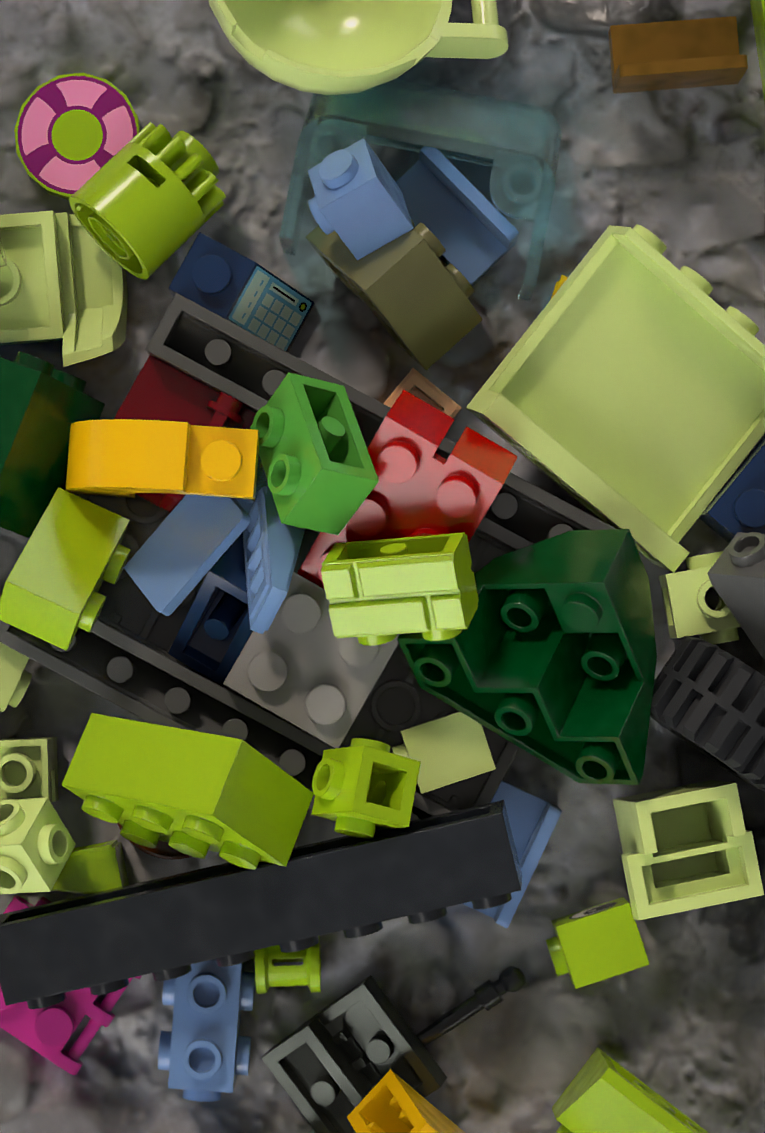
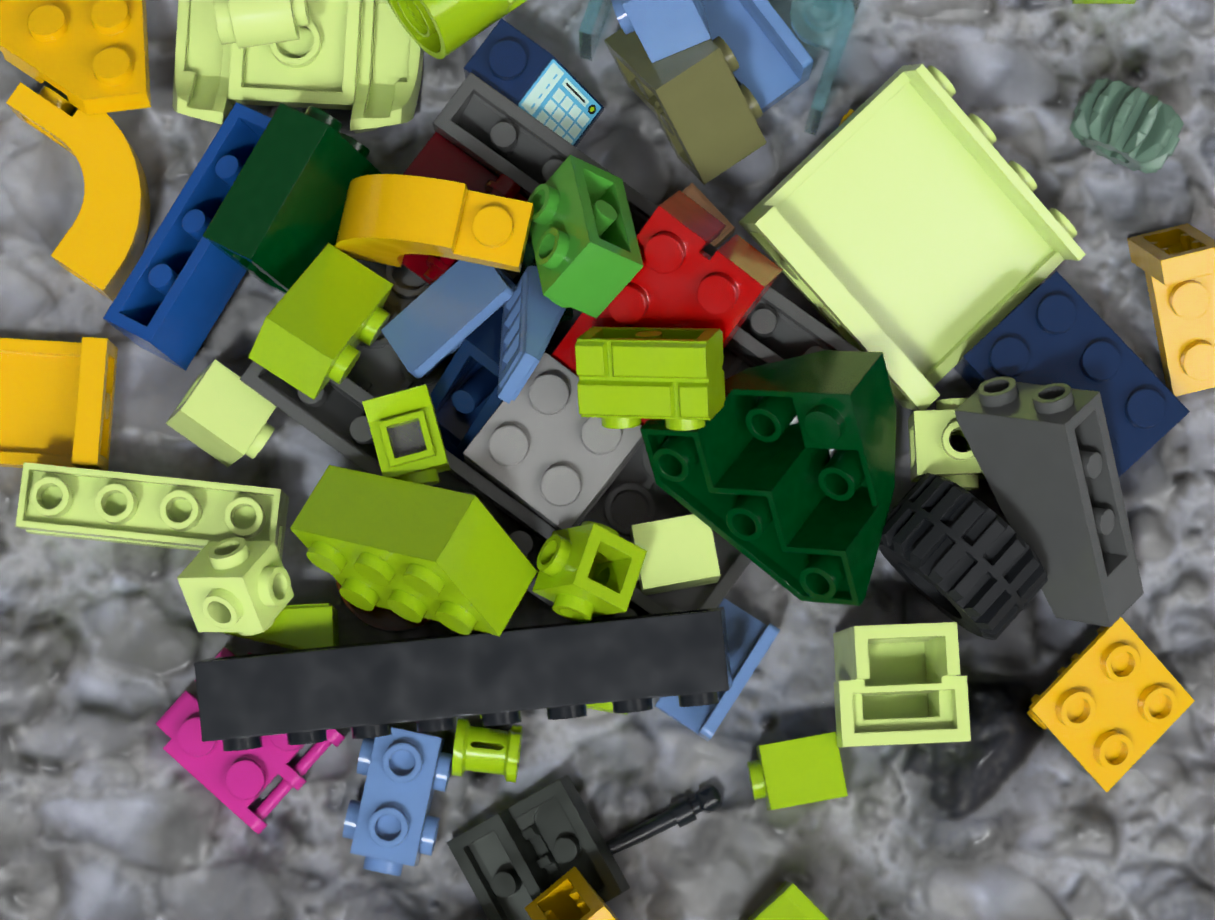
camera: 10 degrees right, 5 degrees down
(166, 677) = (407, 435): none -> lime window

